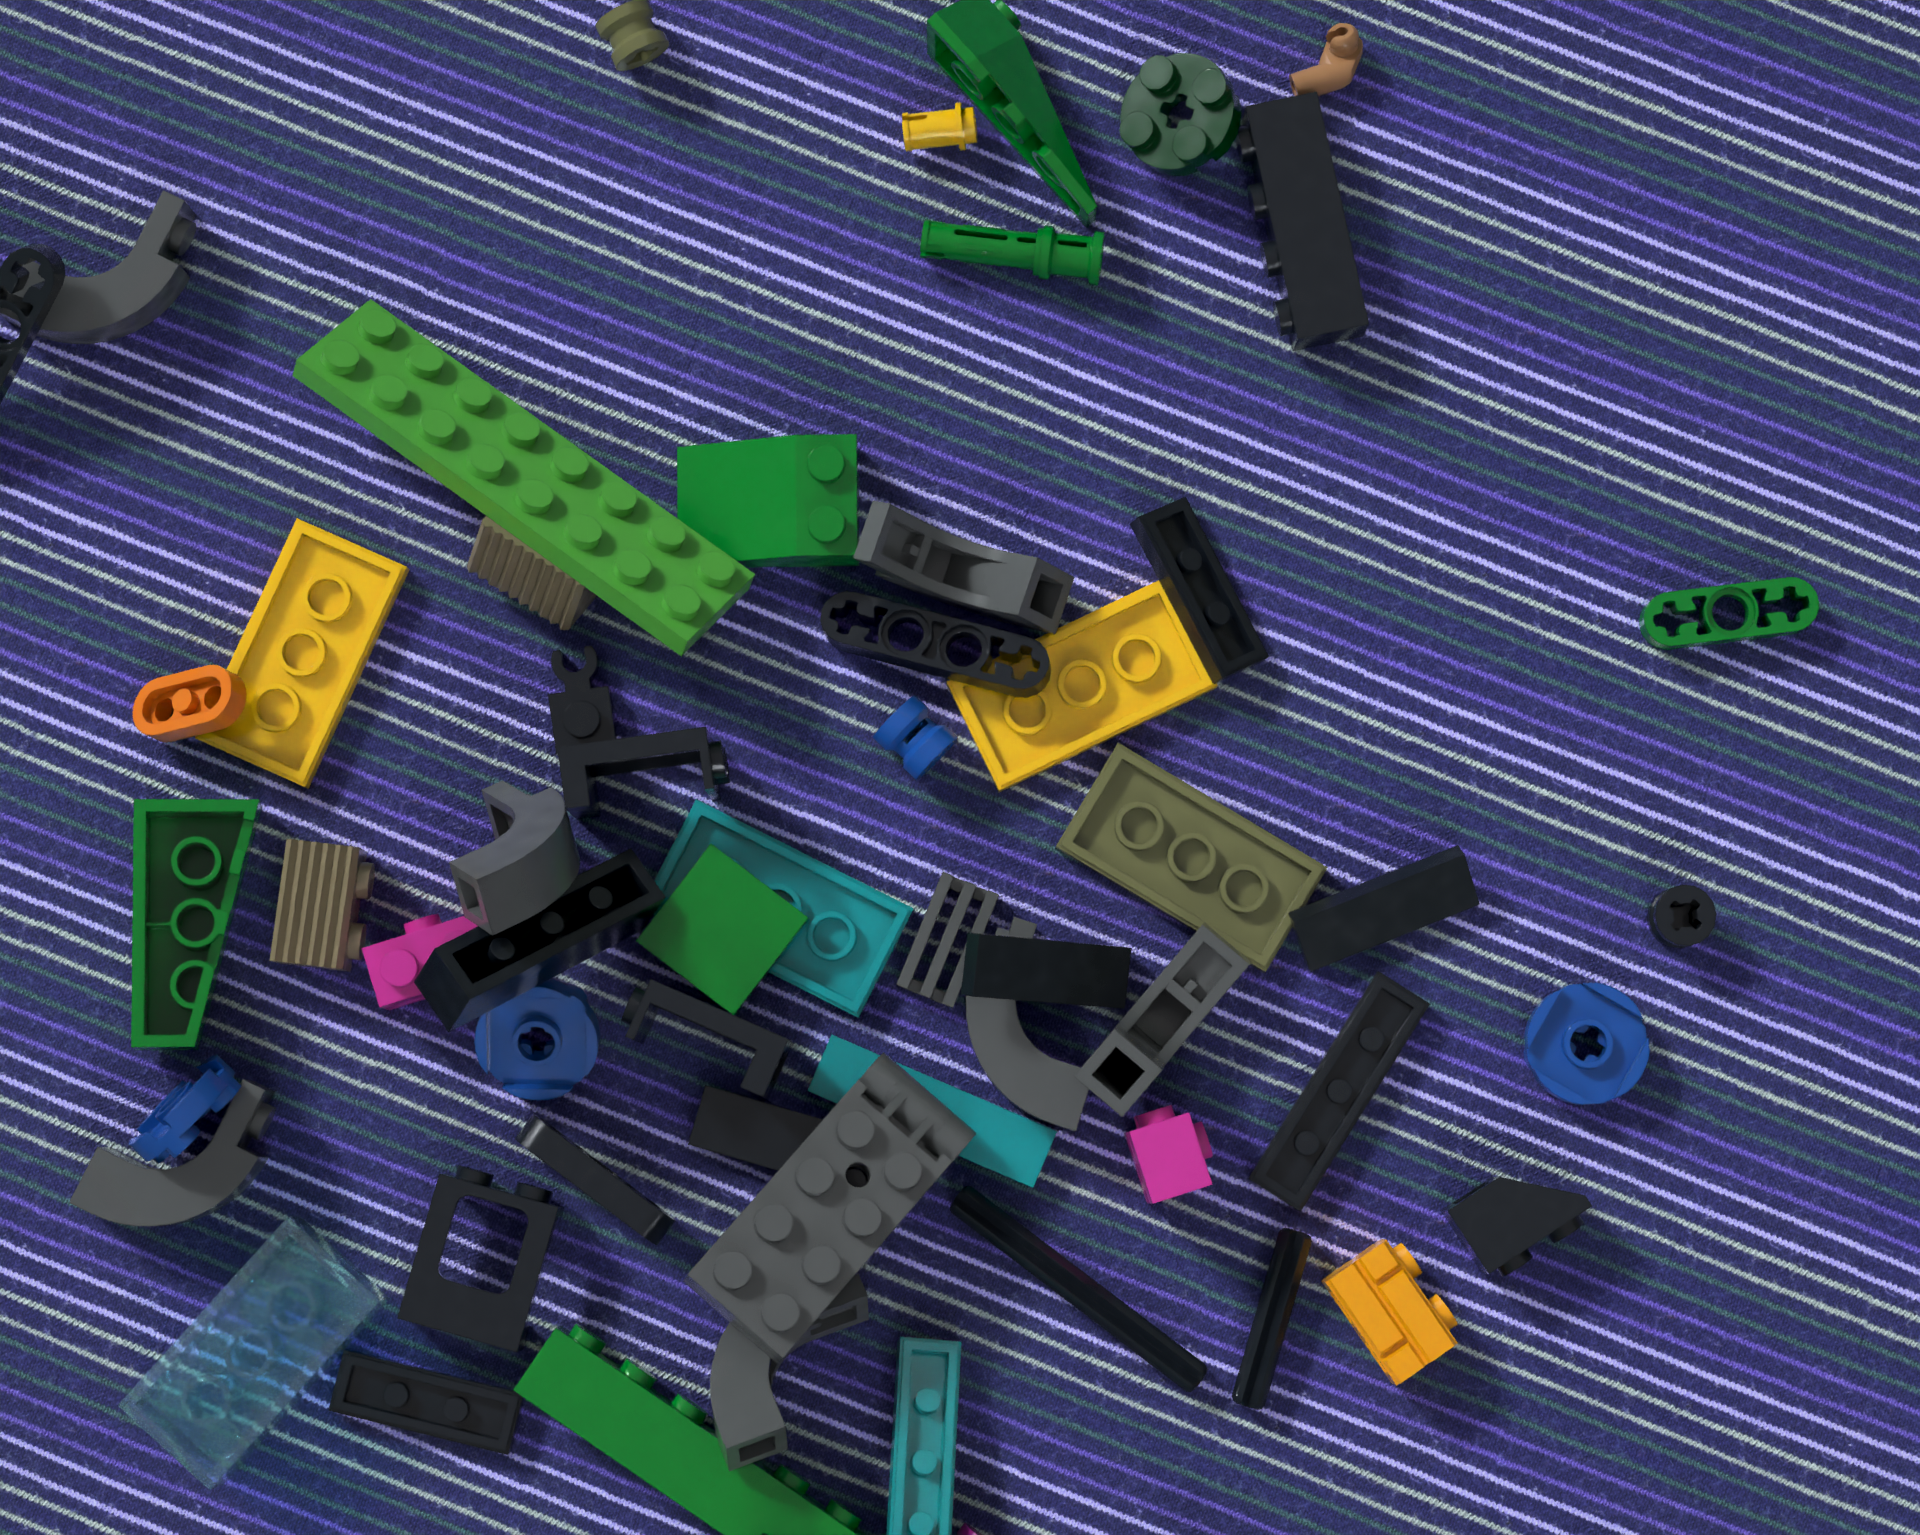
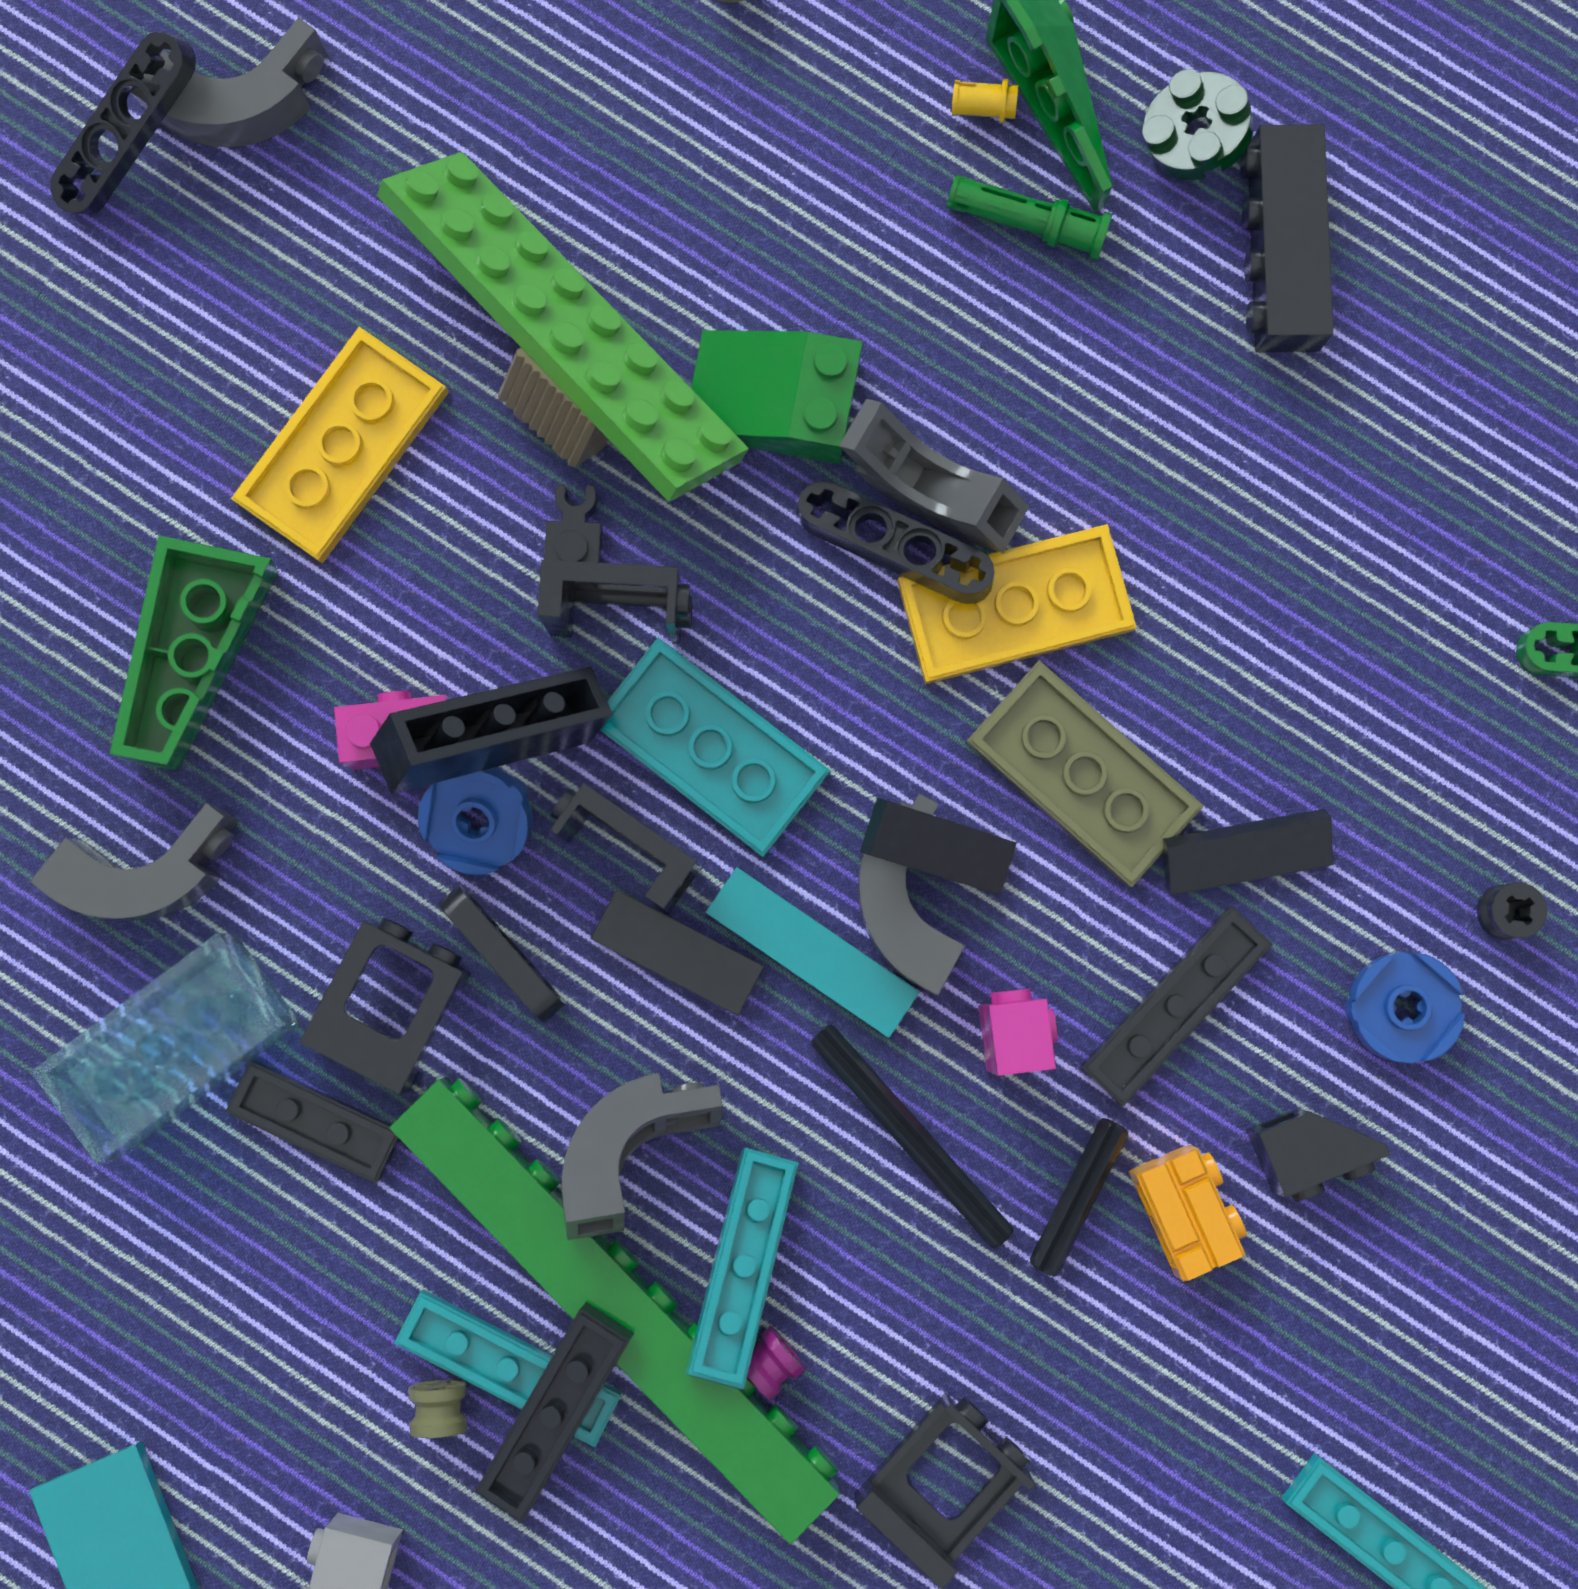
camera: 10 degrees right, 0 degrees up
(171, 1124) = (133, 832): blue plate -> none
(201, 699) = (230, 466): orange plate -> none
(321, 905) = (309, 664): dark tan brick -> none
(526, 863) = (486, 660): dark grey arch -> none
(722, 929) = (658, 755): green tile -> none
(814, 1228) = (684, 1034): dark grey hinge -> none
(925, 747) = (861, 620): blue wheel -> none
(967, 892) = (881, 765): dark grey tile -> none
(1162, 1019) = (1034, 911): dark grey arch -> none
(1199, 590) = (1136, 541): black tile -> none
(1336, 63) = (1342, 109): medium nougat arm -> none

